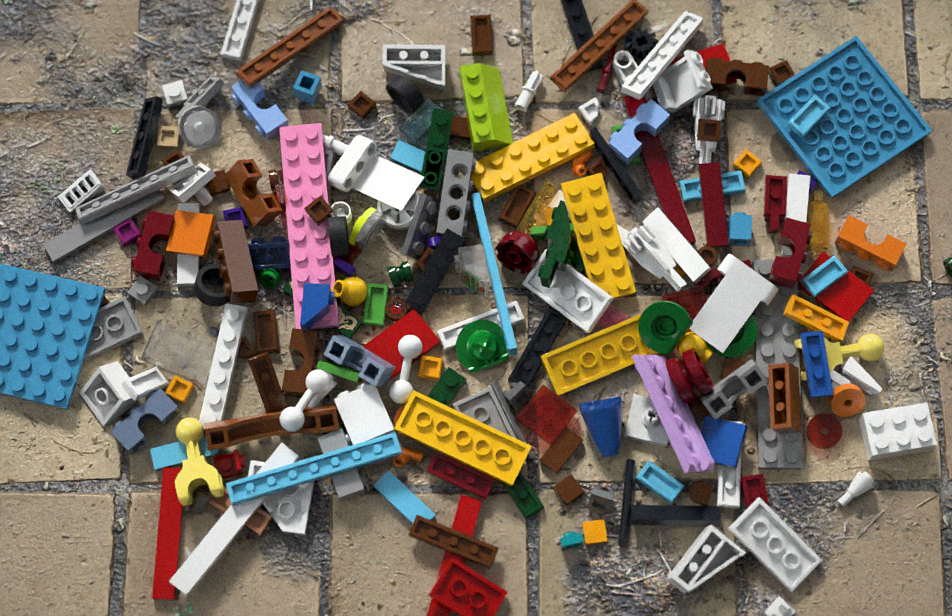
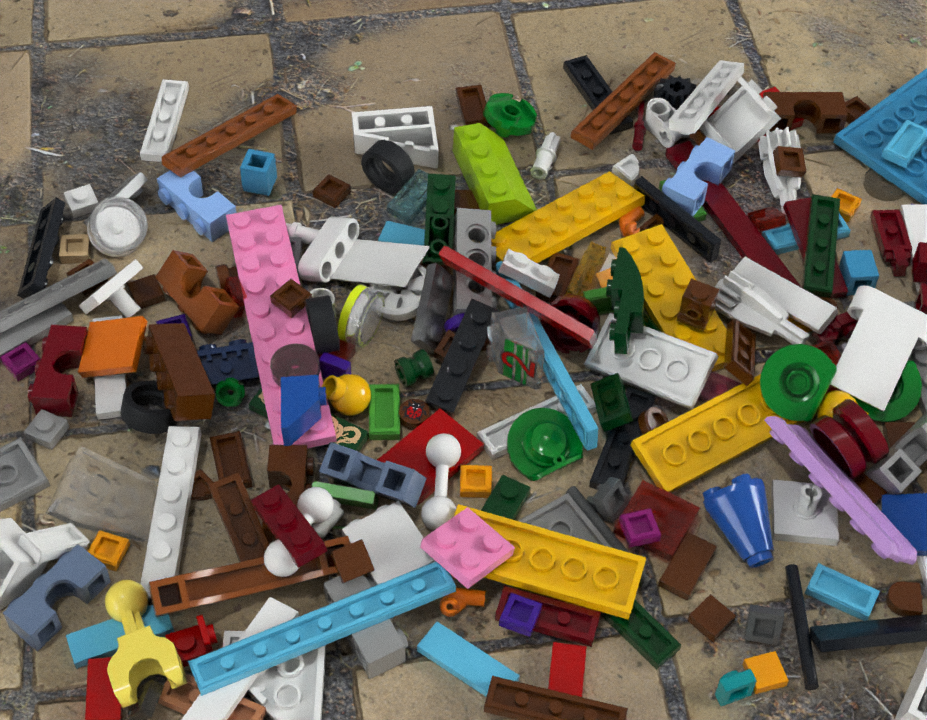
camera: 10 degrees left, 20 degrees down
(297, 397) = (289, 525): none -> dark red plate
(314, 259) = (294, 355): none -> clear smoke piece
(336, 426) = (352, 561): none -> reddish brown tile
(413, 426) = (467, 547): none -> bright pink plate
(442, 474) = (520, 614): none -> dark purple tile
(479, 233) = (518, 296): none -> red tile
(494, 206) = (529, 273): none -> white plate
(502, 60) = (509, 115): none -> green plate
(532, 421) = (639, 527): none -> magenta tile
(533, 320) = (611, 402): none -> dark green plate
(560, 338) = (651, 419): none -> reddish brown tile
(609, 252) = (697, 304): none -> reddish brown brick
(632, 292) = (740, 352): none -> reddish brown tile
(684, 172) = (767, 218): none -> clear red tile
(716, 206) = (821, 245): none -> dark green tile

